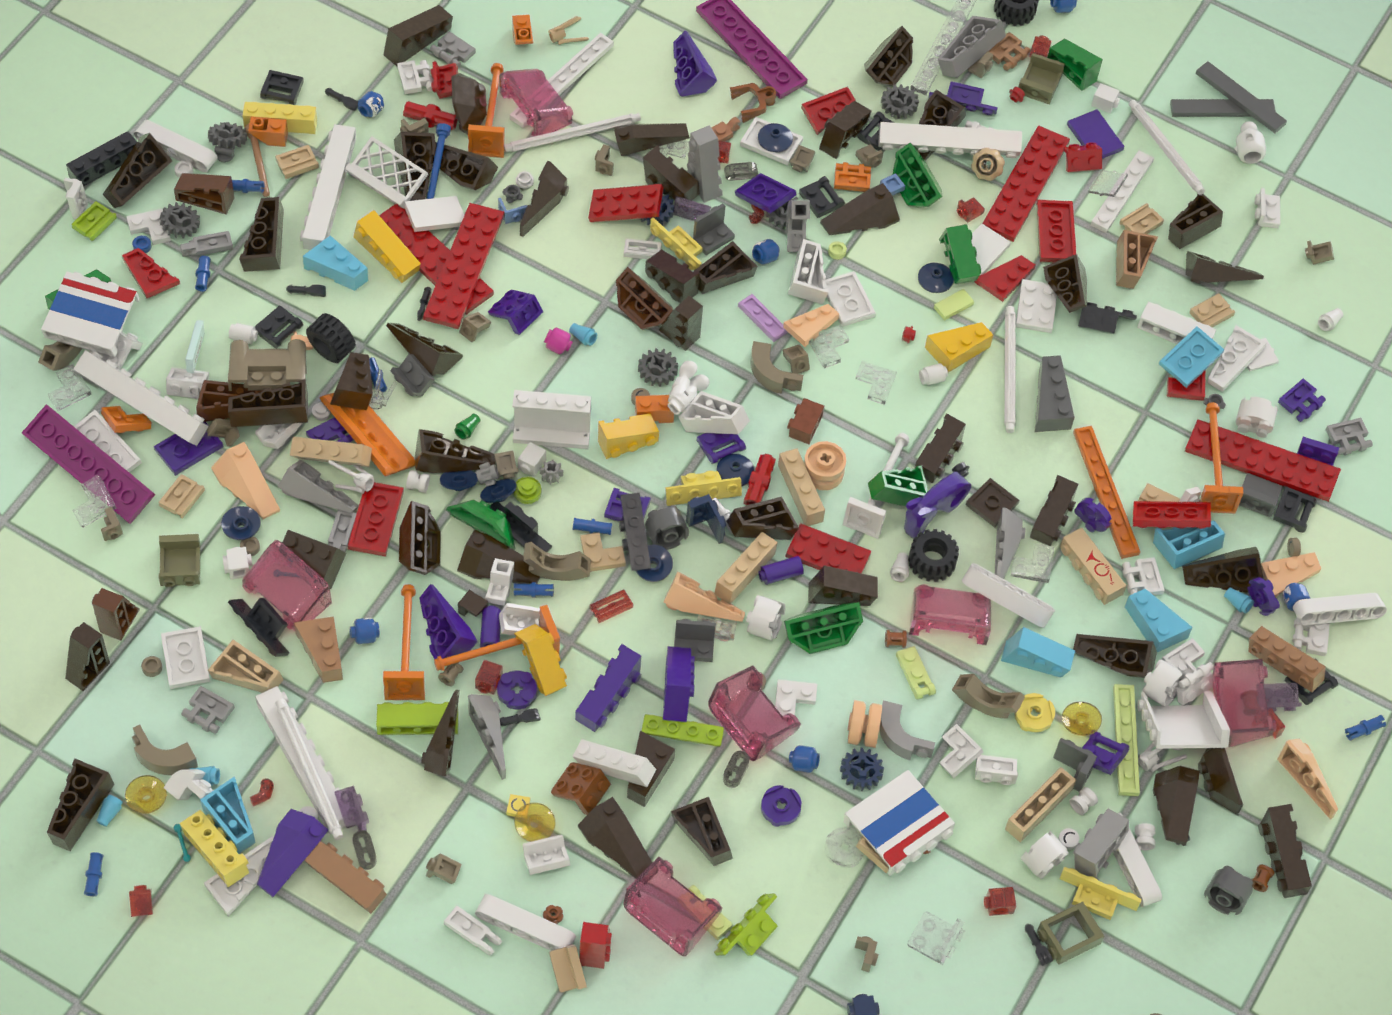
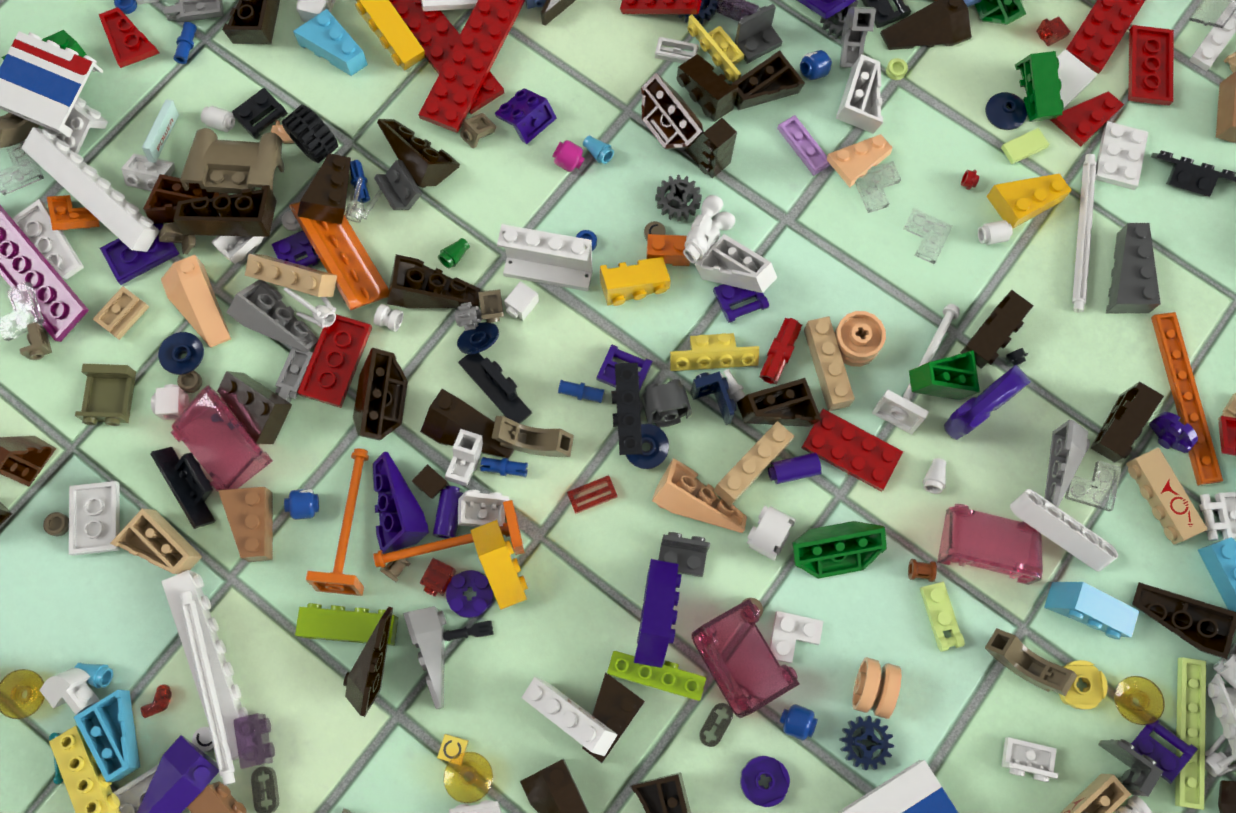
camera: 10 degrees right, 15 degrees up
(159, 760) = (41, 650): dark tan arch -> none
(210, 704) = (113, 581): light grey plate -> none
(314, 290) = (305, 72): black piece -> none
(424, 301) = (423, 95): black piece -> none
(458, 480) = (434, 320): dark blue dish -> none
(484, 520) = (458, 376): green wedge -> none
(527, 490) = (512, 339): lime plate -> none
(551, 472) = (538, 323): light grey gear -> none
(583, 785) = (528, 733): dark orange bracket -> none
(601, 558) = (586, 431): tan plate -> none
(609, 689) = (576, 609): dark purple wedge -> none
(724, 629) = (720, 539): clear plate -> none
(727, 471) = (746, 338): dark blue dish -> none
(757, 215) = (809, 20): clear red arm -> none
(768, 374) = (803, 216): dark tan arch -> none
(797, 358) = (839, 199): dark tan bracket -> none
(806, 420) = (842, 278): copper brick -> none
(842, 587) = (865, 499): dark brown wedge -> none
(849, 299) = (905, 130): white tile -> none
(897, 739) = (912, 704): light grey arch -> none
(931, 568) = (989, 454): black tyre -> none
(964, 751) = (993, 731): white plate -> none
(990, 500) = (1051, 401): dark brown plate -> none
(1068, 282) = (1164, 132): dark brown wedge -> none

